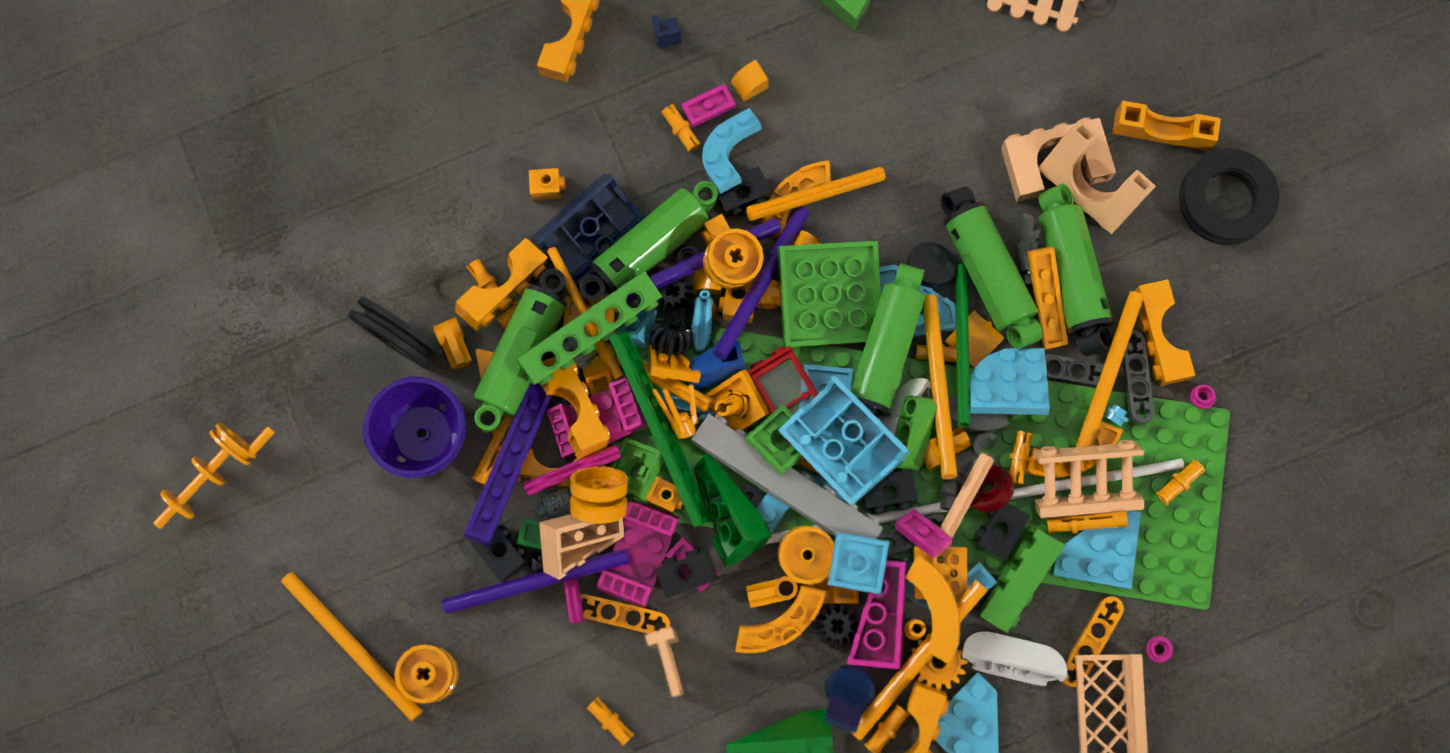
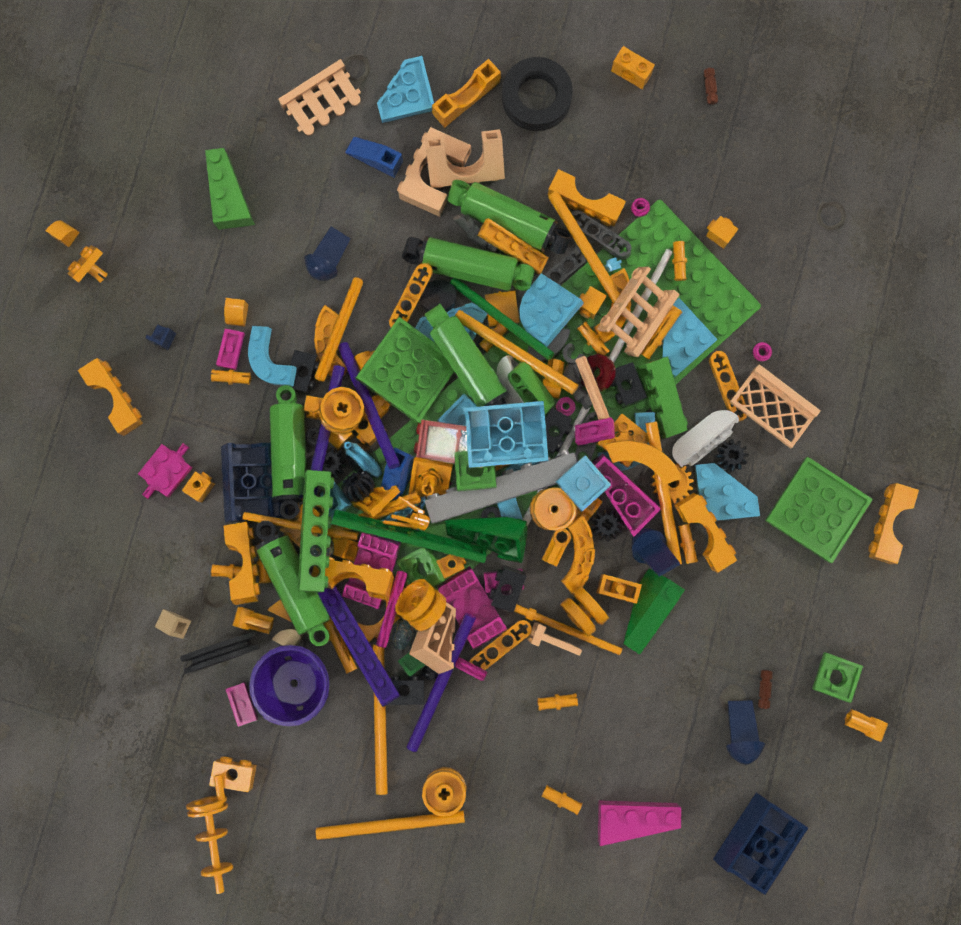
camera: 55 degrees left, 5 degrees up
(295, 456) = (245, 771): none -> light orange brick
(360, 397) = (241, 704): none -> dark pink plate
(389, 268) = (172, 624): none -> tan brick
(436, 562) = (380, 736): none -> light orange piece
(463, 390) = (288, 637): none -> tan brick
(536, 140) = (165, 470): none -> dark pink plate
(680, 622) = (531, 614): none -> light orange bar
(726, 673) = (584, 611): none -> light orange wheel
(779, 692) = (619, 588): none -> light orange brick
(876, 123) = (324, 260): none -> dark blue piece
(907, 234) = (408, 295): none -> light orange beam
(918, 484) = (570, 402): none -> dark pink plate
(918, 624) = (648, 480): light orange pin -> none
(1023, 89) = (376, 155): none -> blue slope
(1027, 698) = (734, 462): none -> black gear
(1057, 425) = (592, 302): none -> light orange brick
(1115, 68) = (407, 92): none -> medium azure plate
(1251, 502) = (721, 231): none -> light orange brick
(1343, 271) = (632, 67): none -> light orange brick
(1397, 368) = (710, 86): none -> copper axle

